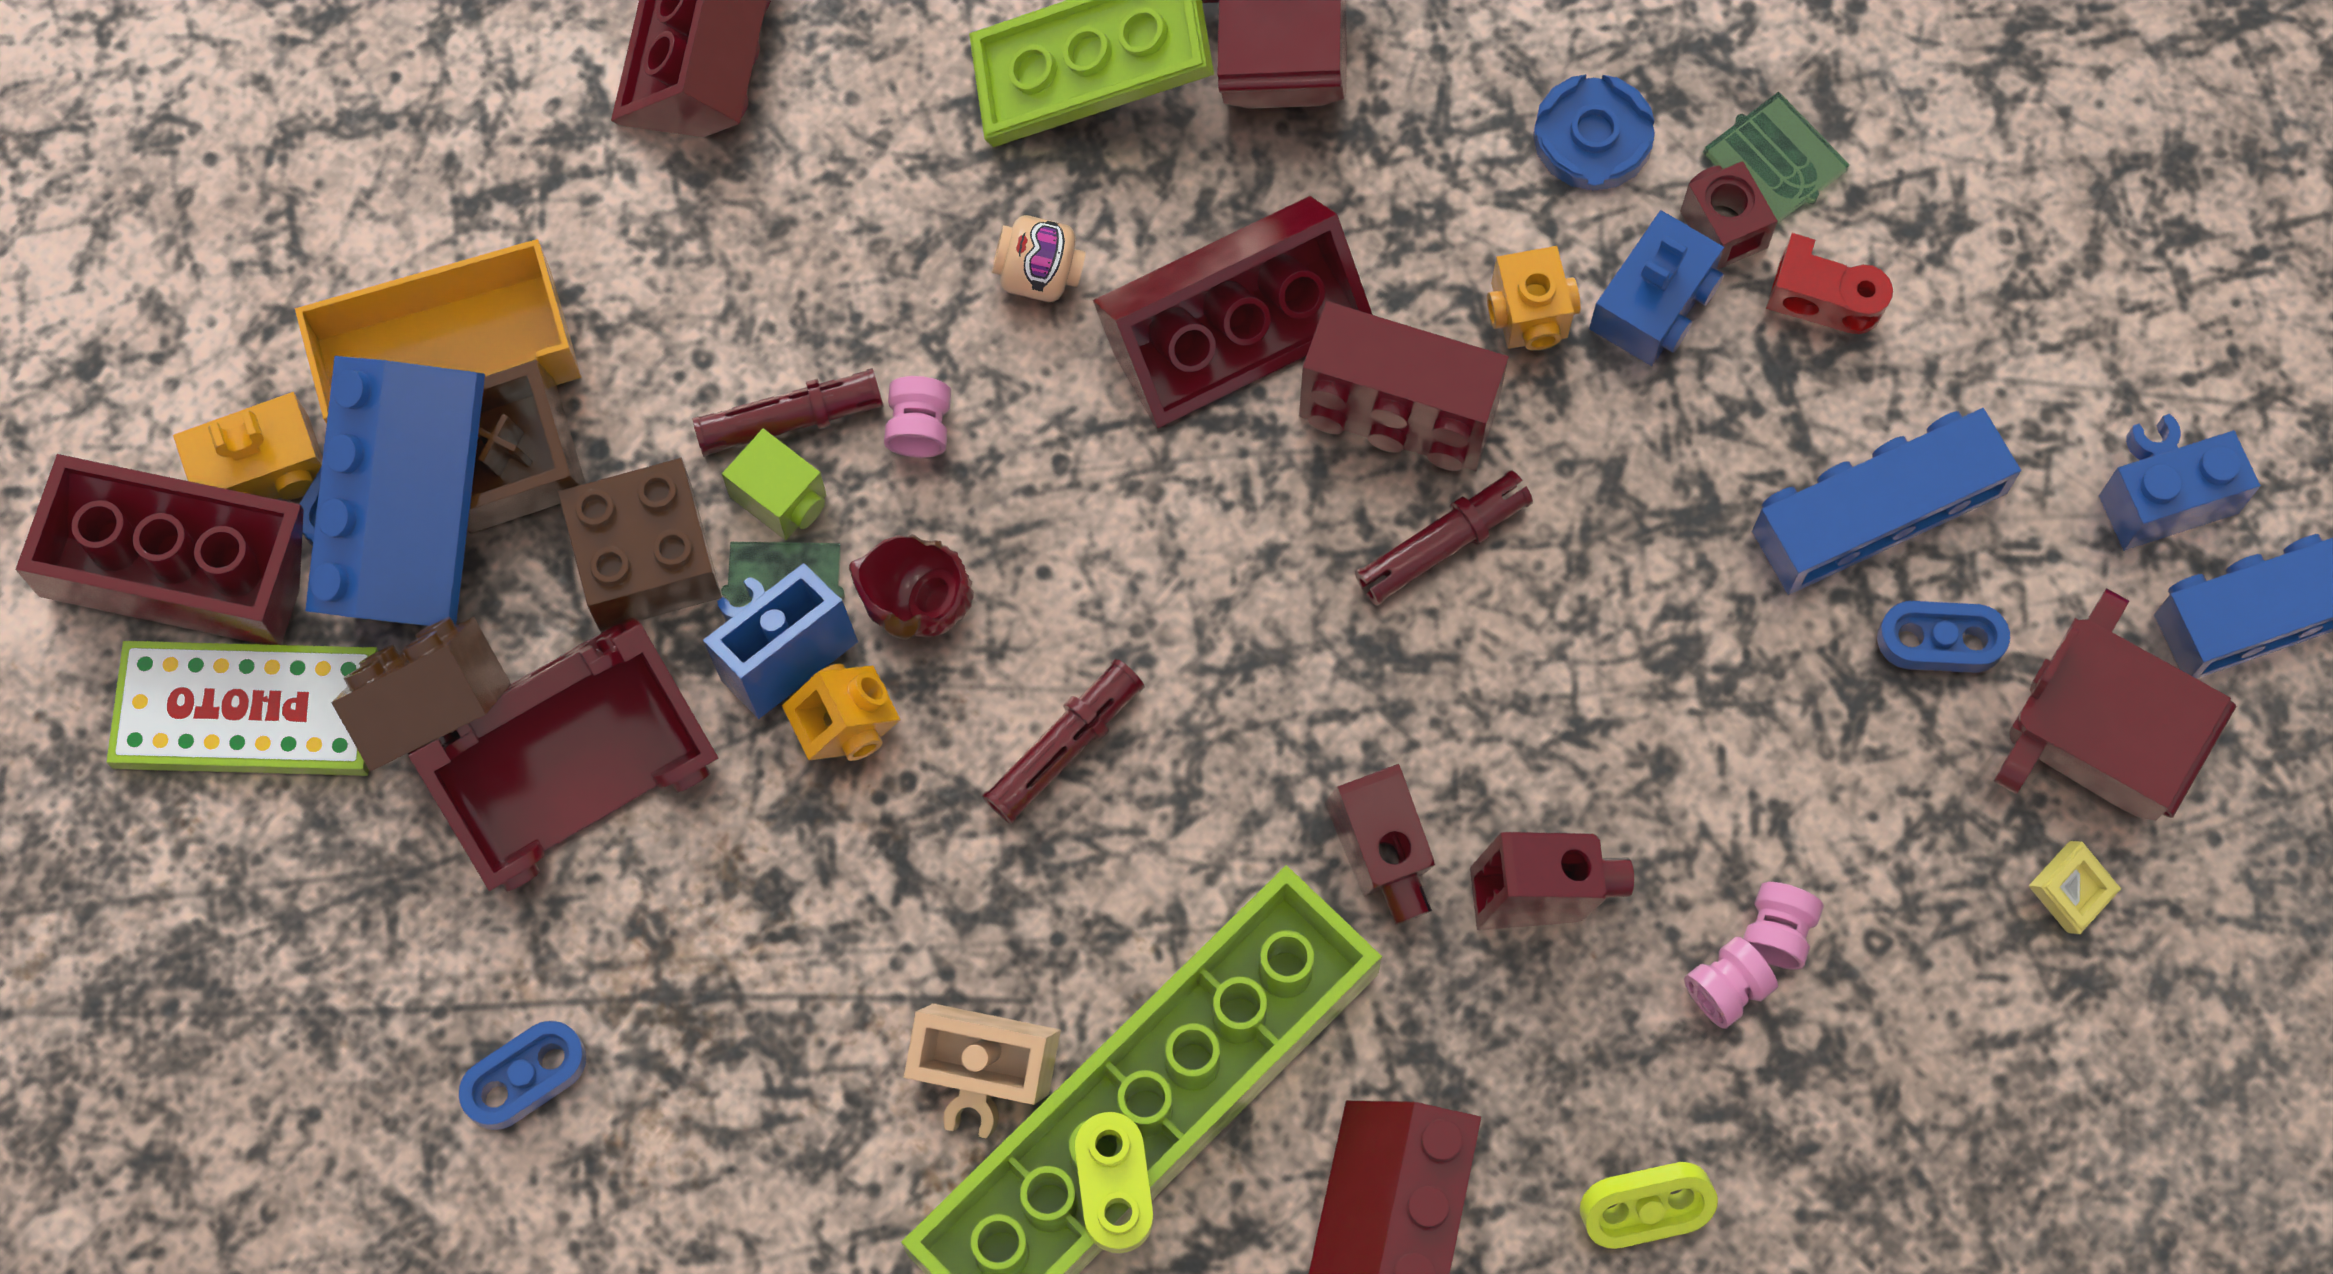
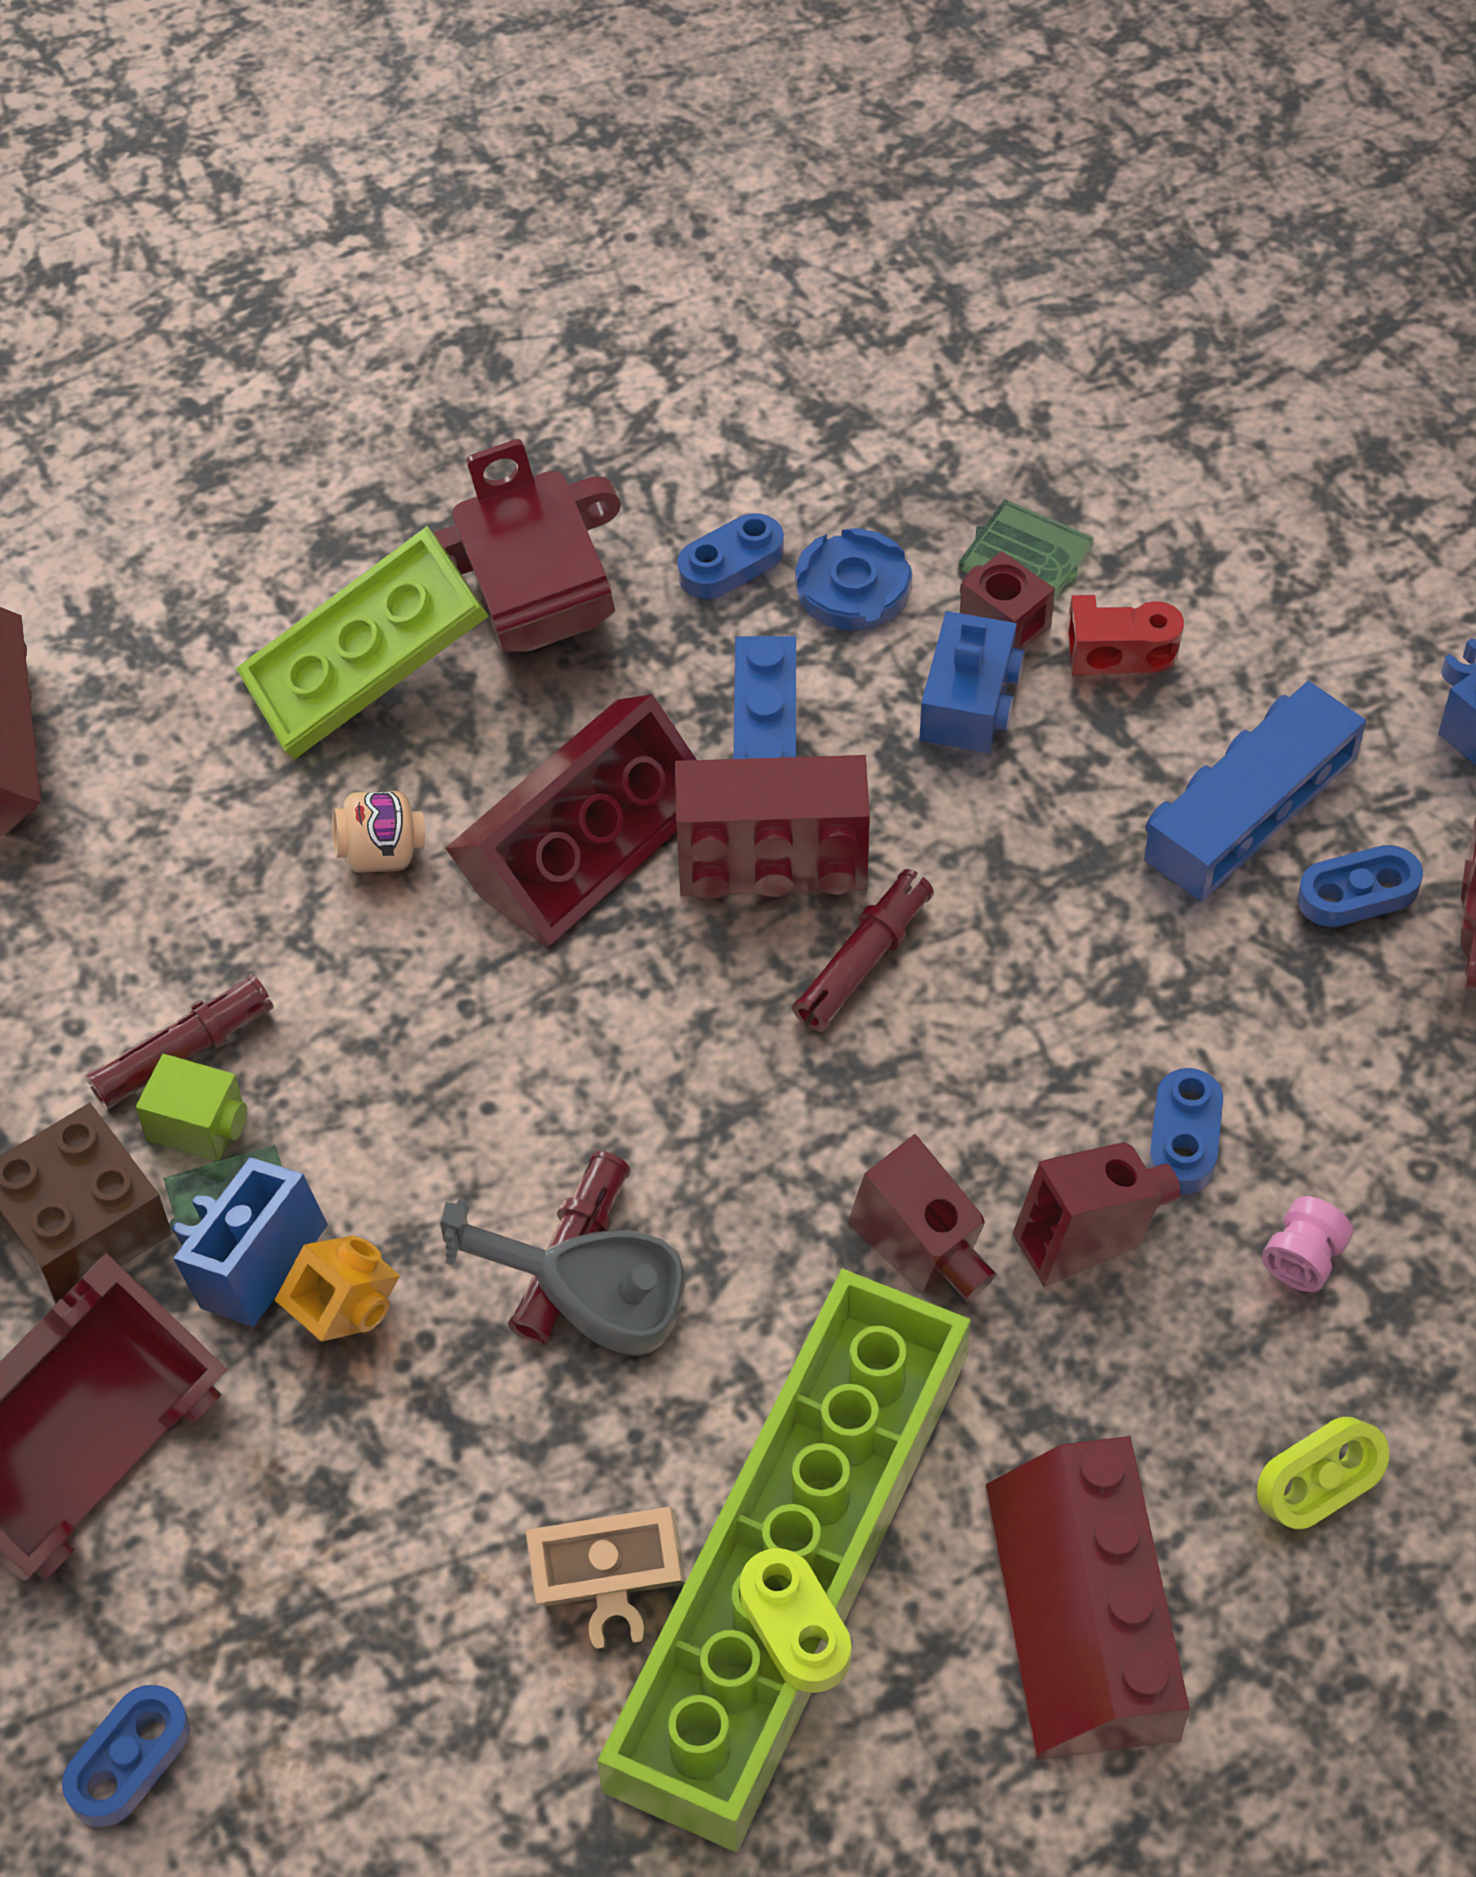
camera: 20 degrees left, 15 degrees down
(912, 586) = (366, 1151): dark red hair -> none
(917, 416) = (310, 996): bright pink wheel -> none
(1083, 794) = (609, 1284): none -> dark grey piece
(1446, 255) = (765, 697): none -> blue arch
(1488, 67) = (737, 553): none -> blue plate
(1532, 299) = (860, 718): light orange brick -> none
(1672, 823) = (1187, 1126): none -> blue plate
(1783, 924) = (1331, 1171): bright pink wheel -> none

